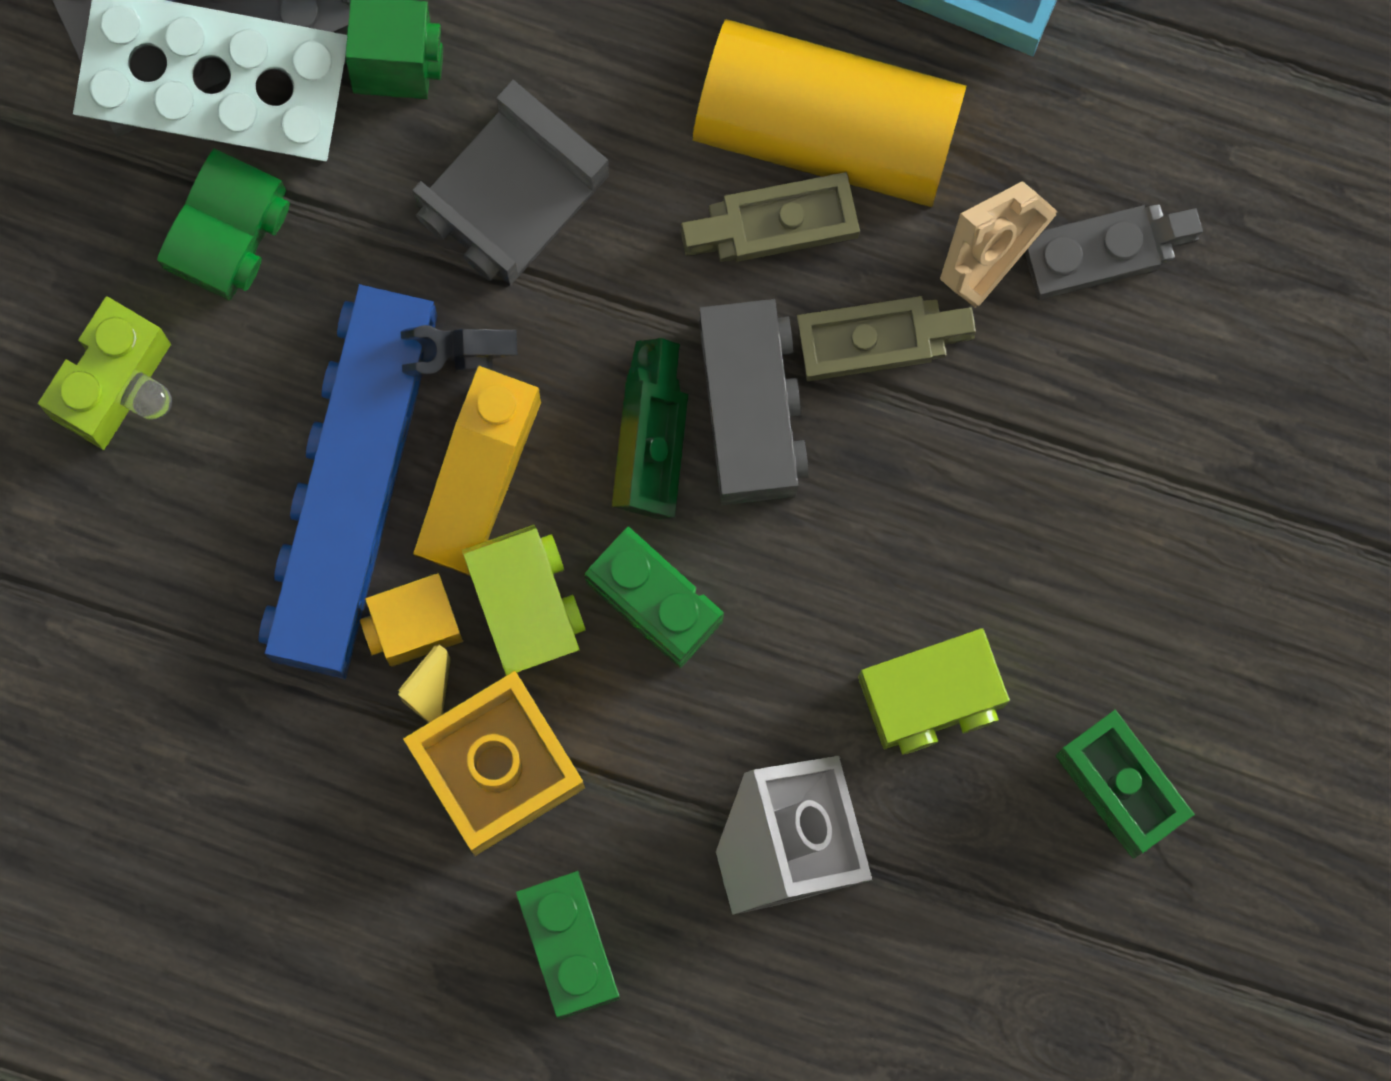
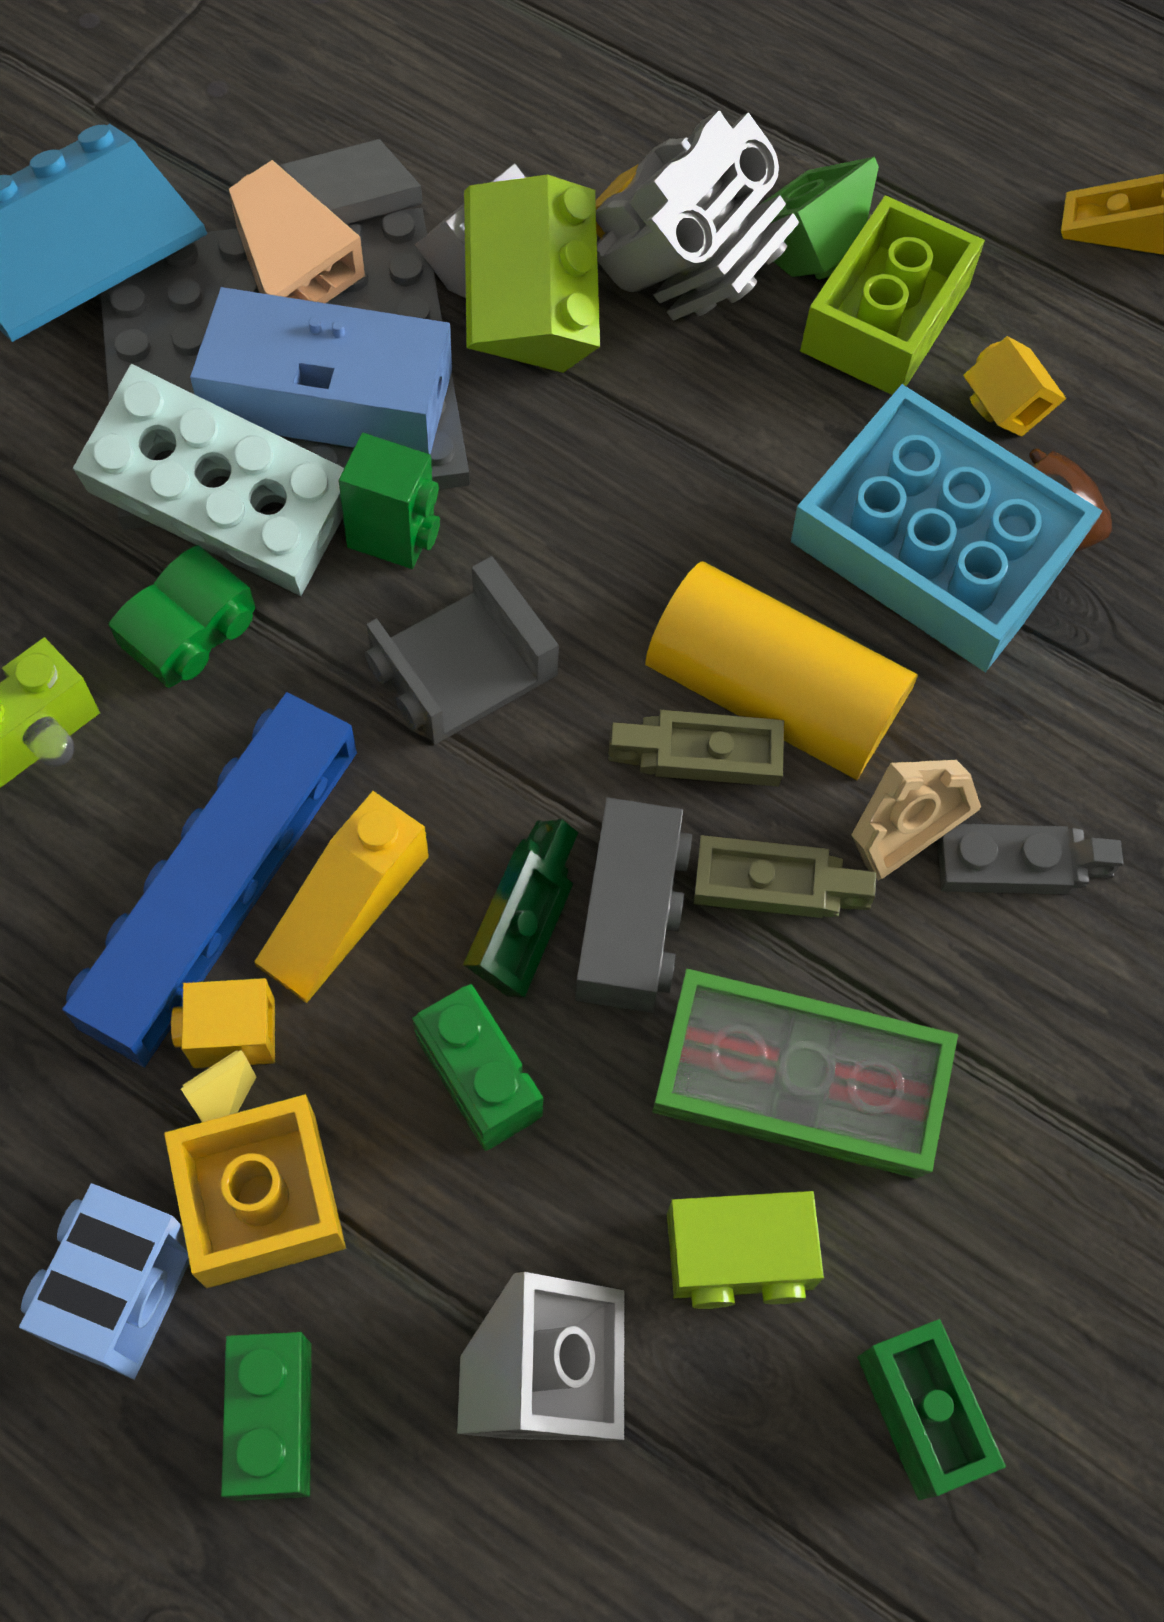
camera: 15 degrees right, 15 degrees down
(397, 875) = (107, 1281): none -> light blue brick
(465, 346) = (360, 772): black plate -> none
(522, 598) = (342, 1029): lime brick -> none
(950, 522) = (806, 1074): none -> clear brick

